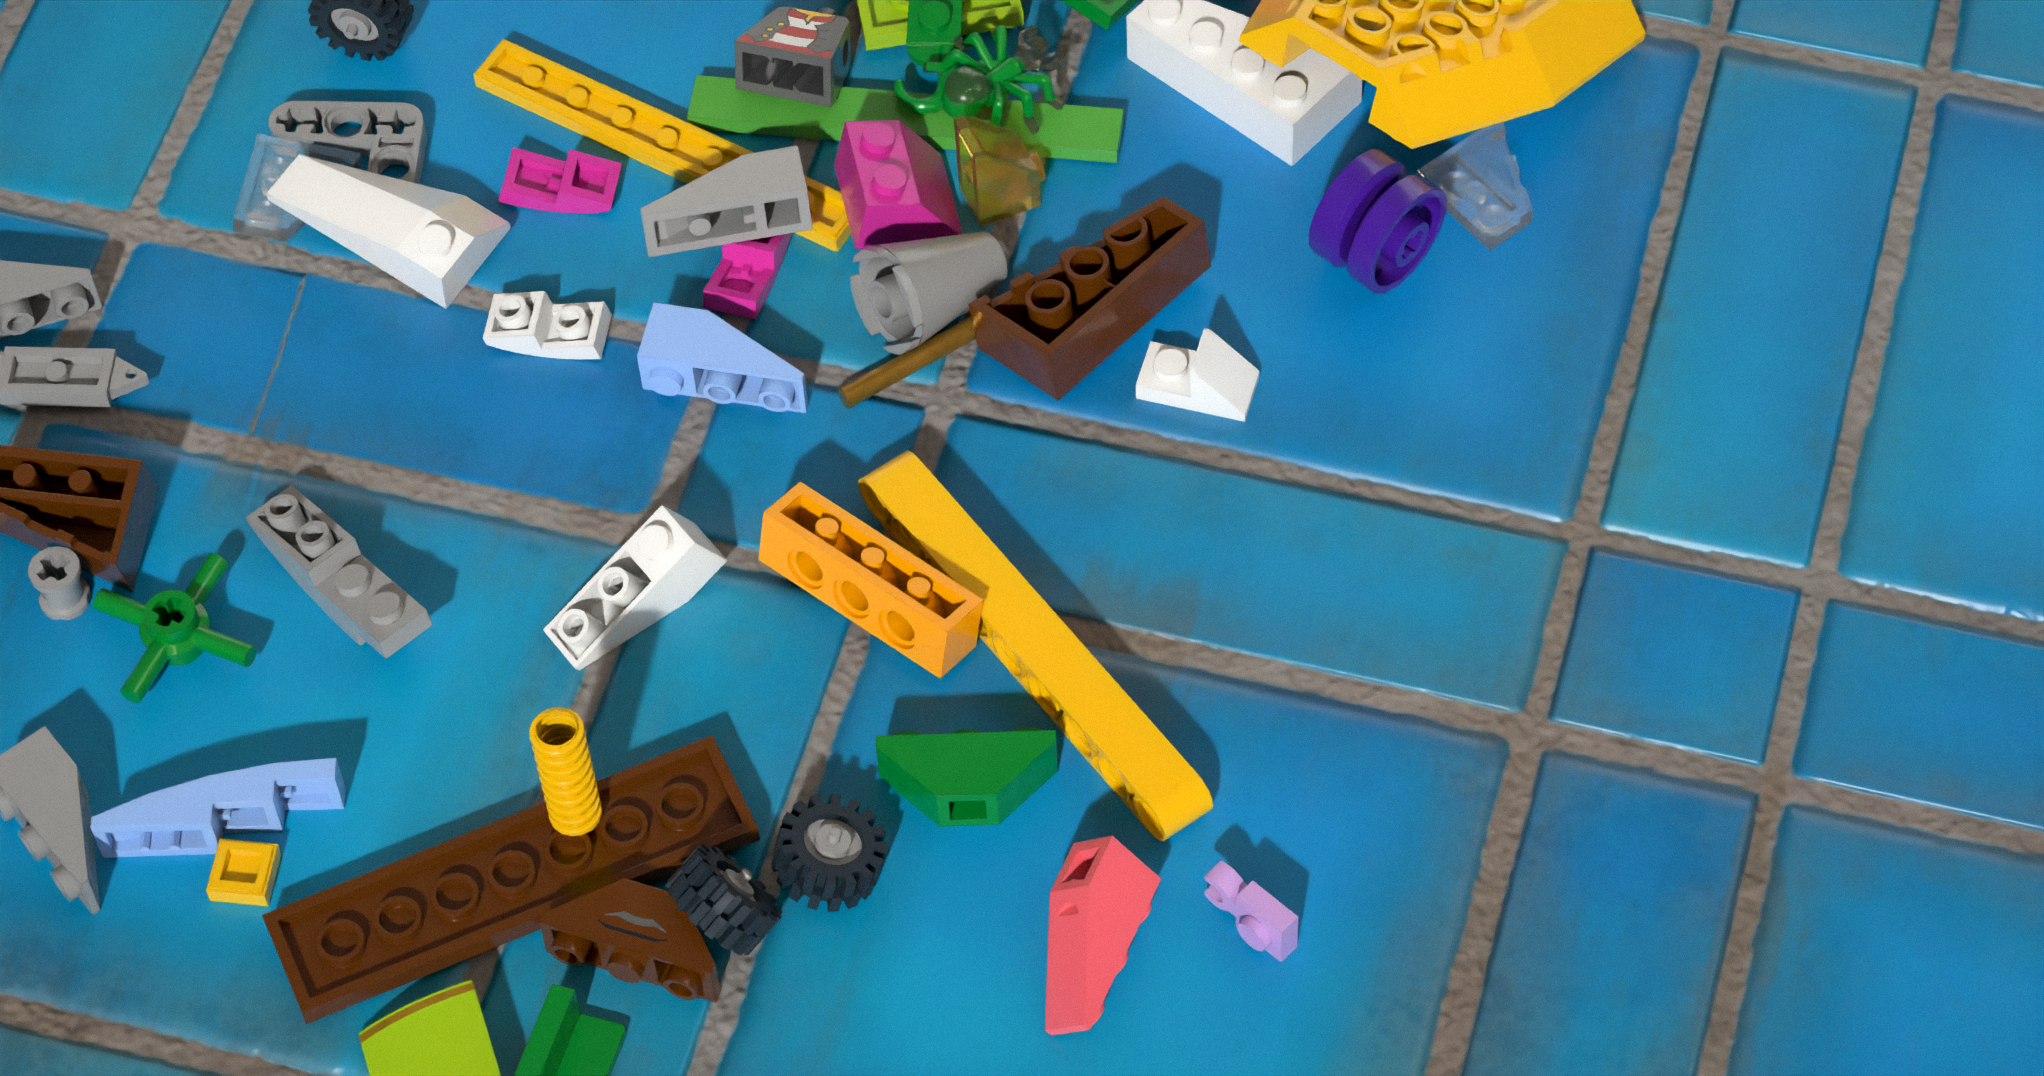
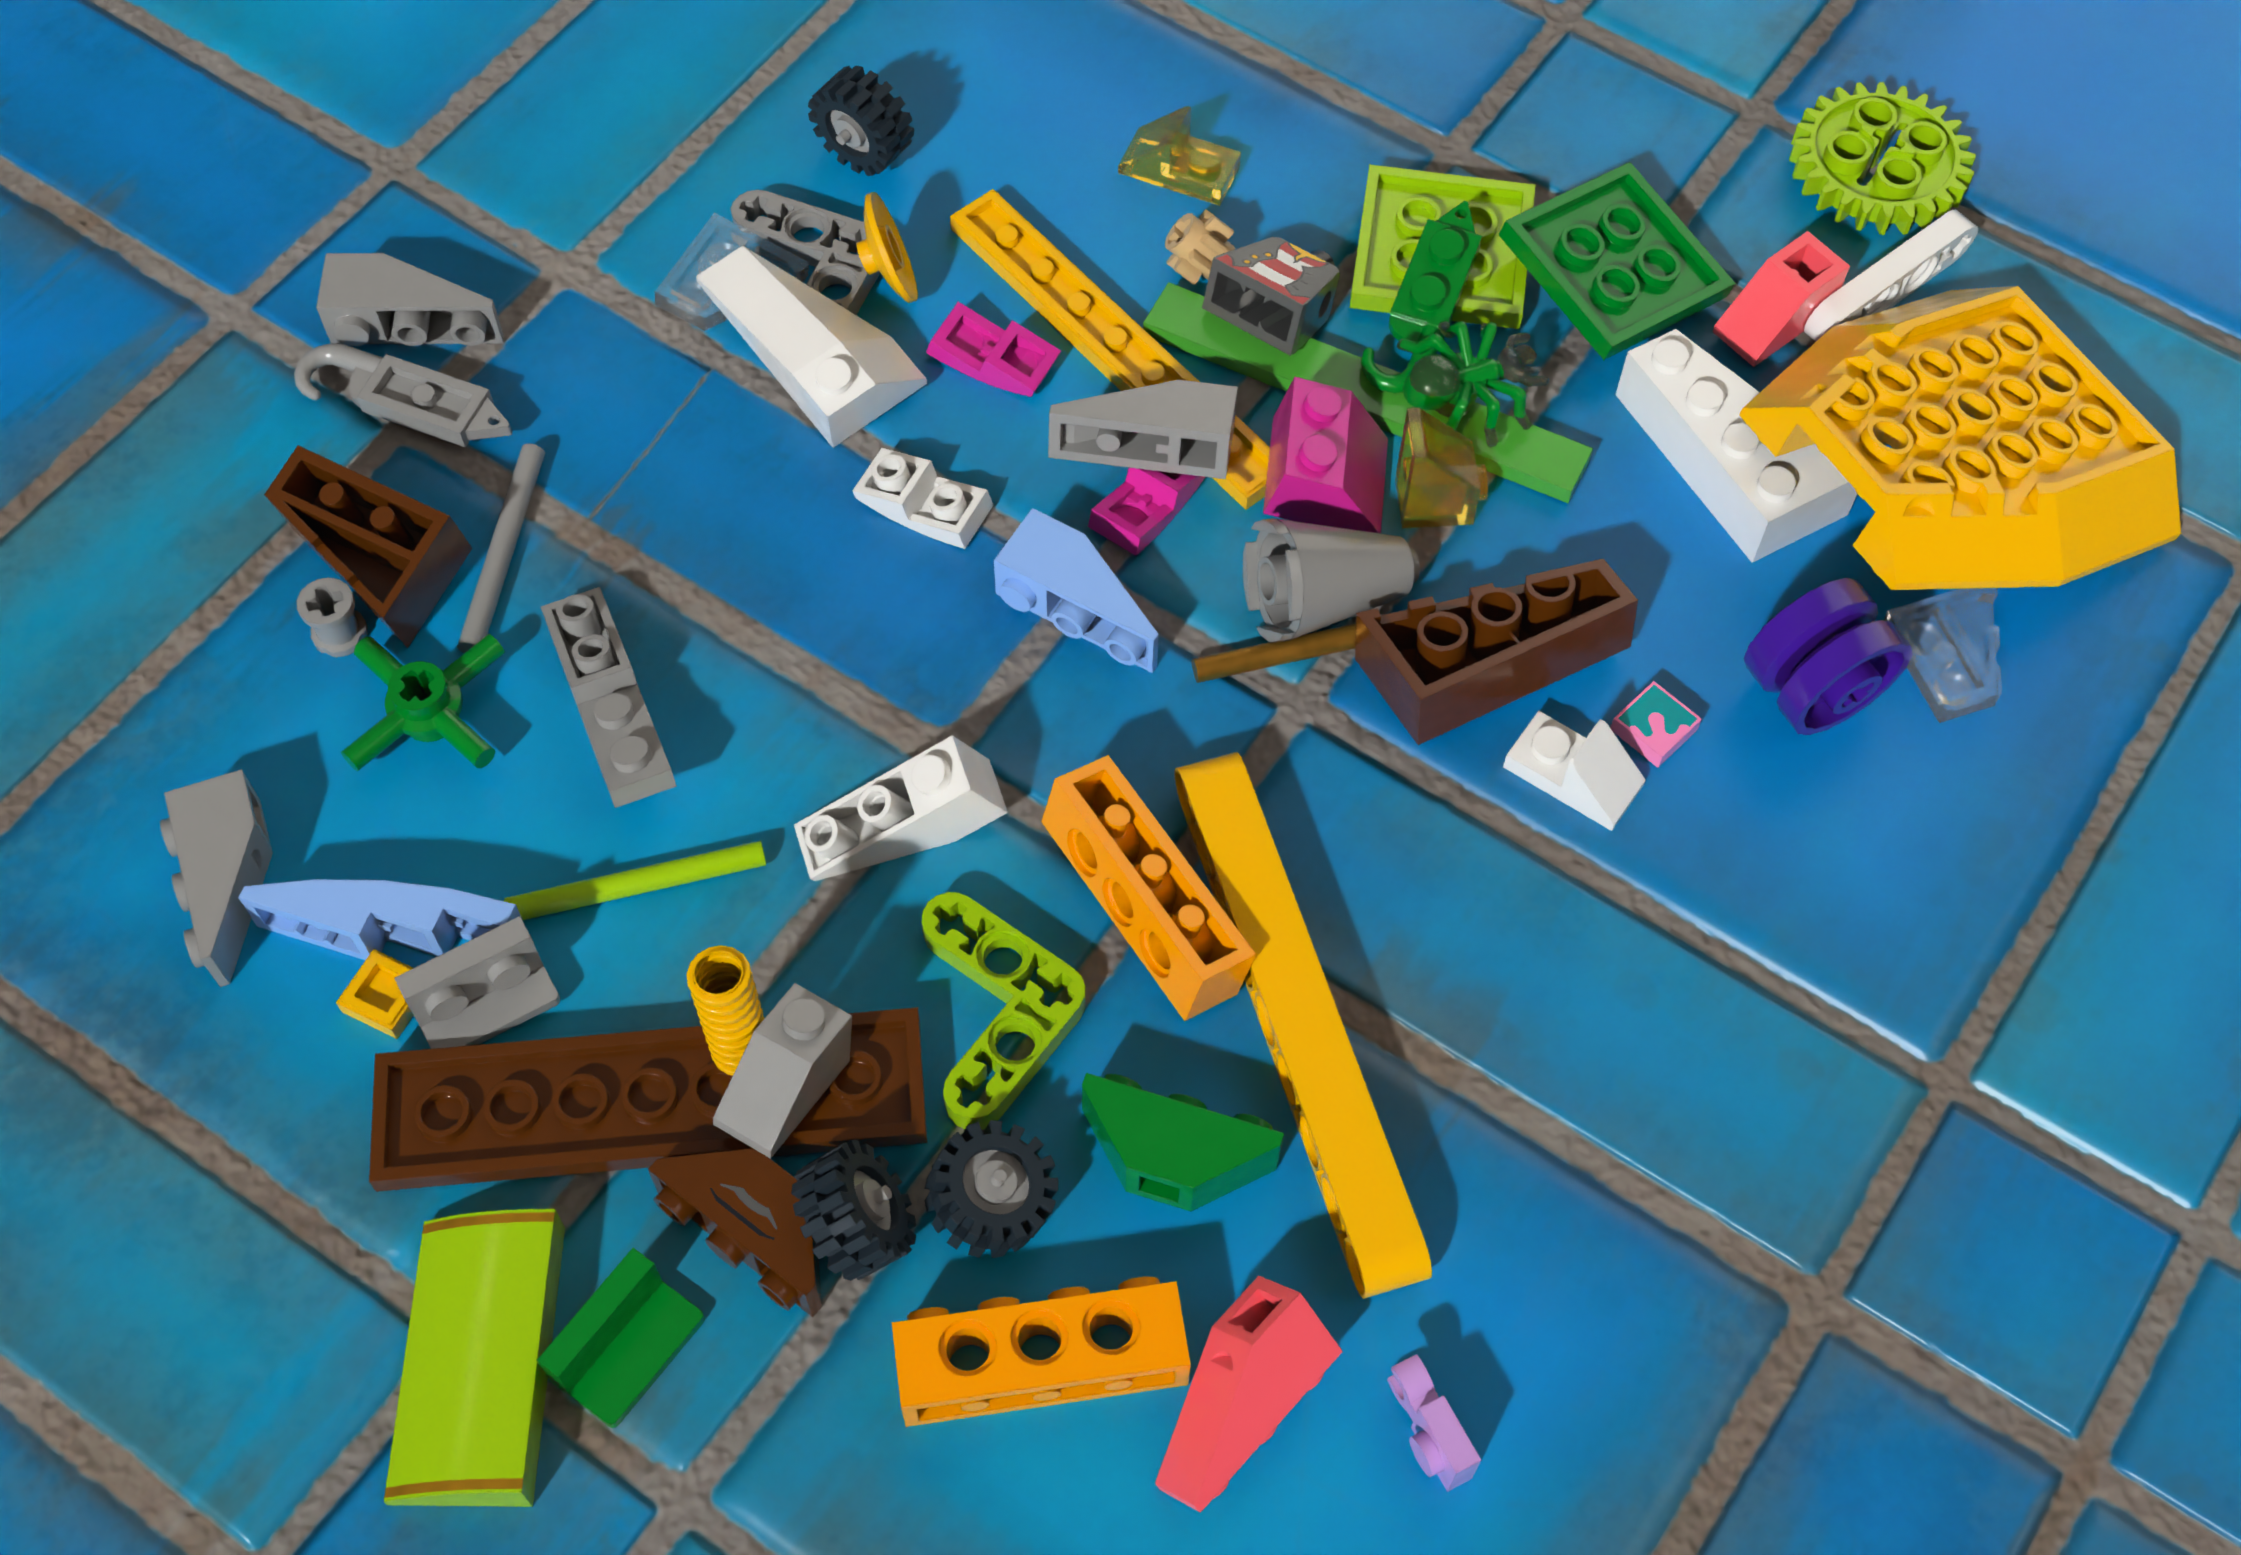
camera: 15 degrees right, 5 degrees up
(183, 481) = (501, 547): none -> light grey bar
(329, 835) = (479, 988): none -> light grey bracket
(428, 123) = (885, 250): none -> yellow dish
(432, 712) = (639, 880): none -> lime bar
(625, 807) = (785, 1070): none -> light grey slope
(712, 35) = (1196, 244): none -> tan gear
(800, 712) = (1023, 1009): none -> lime beam
(903, 988) = (1011, 1381): none -> light orange brick
(1253, 322) = (1655, 724): none -> tile

